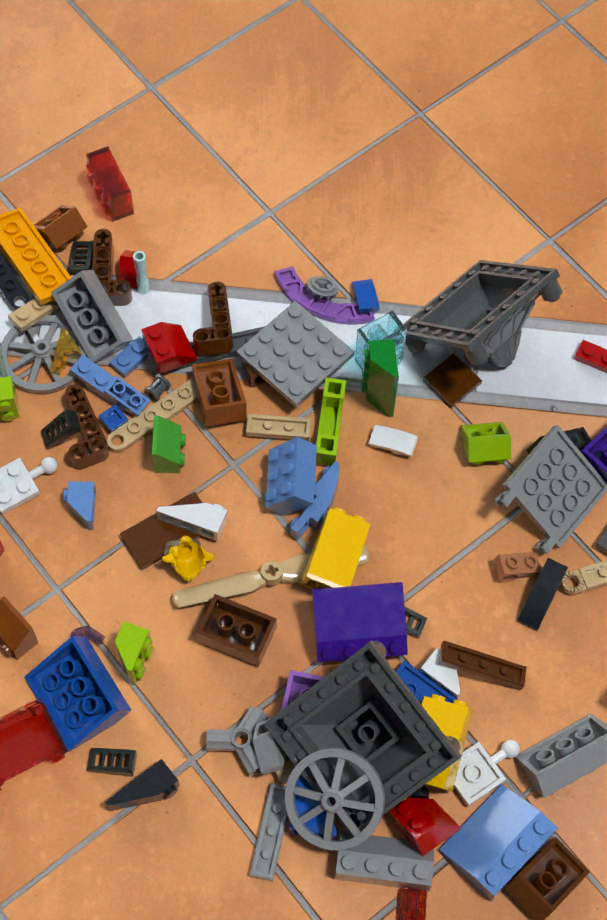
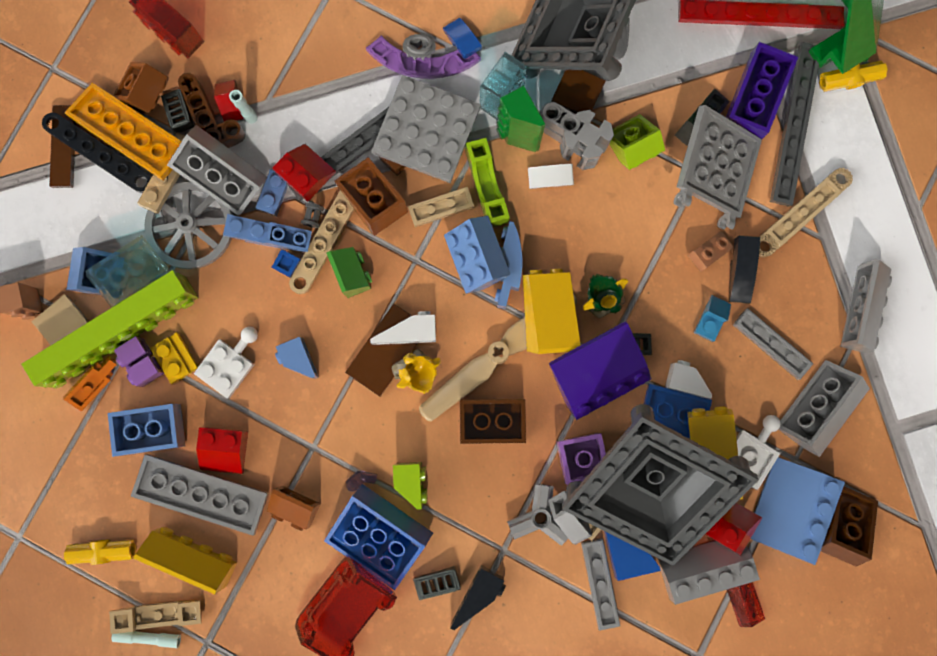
camera: 20 degrees left, 20 degrees up
(65, 348) = (207, 213): clear yellow slope -> none
(73, 427) = (251, 288): pearl dark grey slope -> none
(87, 423) = (262, 282): reddish brown beam -> none
(219, 337) = (338, 120): reddish brown beam -> none
(340, 797) = (652, 549): light grey wheel -> none
(396, 562) = (605, 295): none -> dark green hair
(432, 411) = (577, 134): none -> light grey connector
(482, 665) = (719, 360): reddish brown tile -> none
(493, 629) = (712, 319): none -> dark azure slope
(544, 677) = (773, 344): none -> light grey tile

